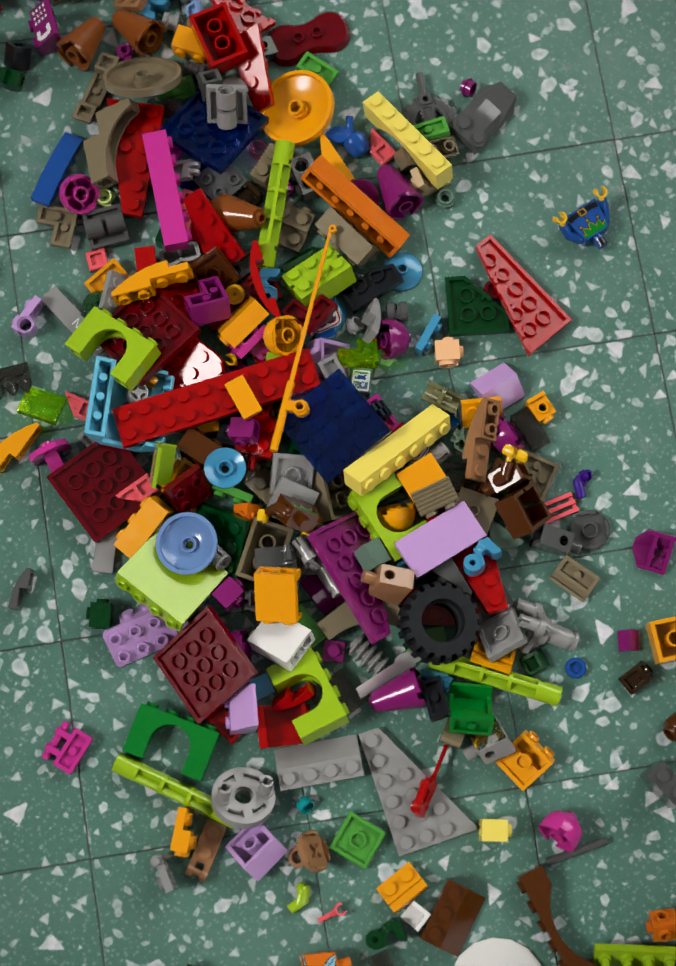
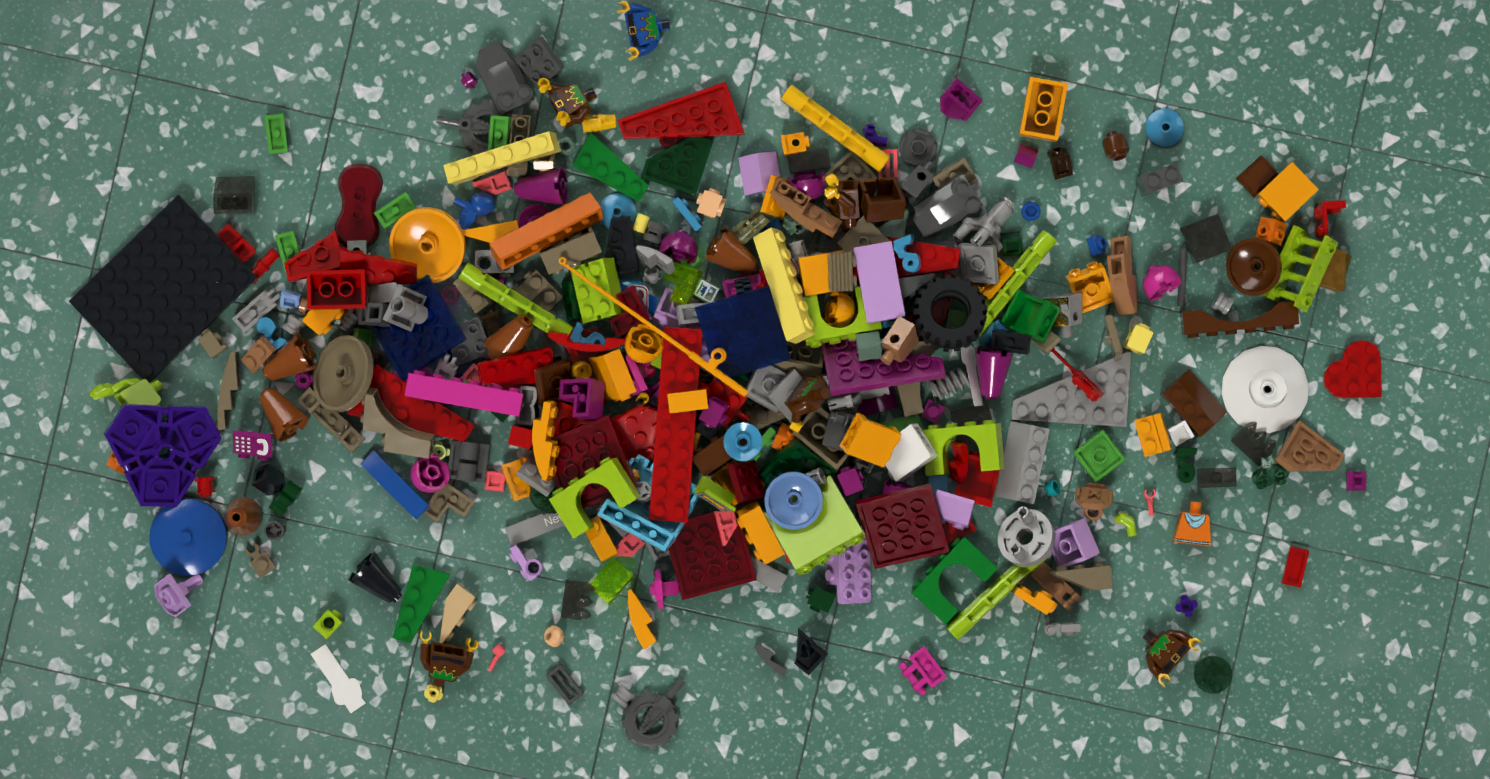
camera: 65 degrees left, 10 degrees up
(43, 626) = (808, 653): none -> black slope
(76, 378) = (601, 540): none -> light orange slope
(228, 883) = (1090, 578): none -> dark tan slope
(400, 295) = (641, 223): none -> light yellow hinge
(407, 390) = (731, 253): none -> dark orange cone
(440, 244) = (606, 167): none -> green wing
(479, 218) = (598, 123): none -> yellow hinge
(483, 802) = (1112, 337): none -> dark tan plate
(487, 181) = (568, 101): none -> torso
(512, 142) = (539, 62): none -> dark grey plate
(542, 580) = (946, 207): none -> dark grey slope
(549, 786) = (1120, 276): none -> medium nougat slope
(567, 905) = (1222, 303): none -> light grey wheel
(571, 748) = (1097, 244): none -> blue plate
(573, 441) = (835, 128): none -> yellow piece
(619, 909) = (1243, 271): none -> reddish brown dish
(626, 859) = (1205, 239): none -> clear smoke slope

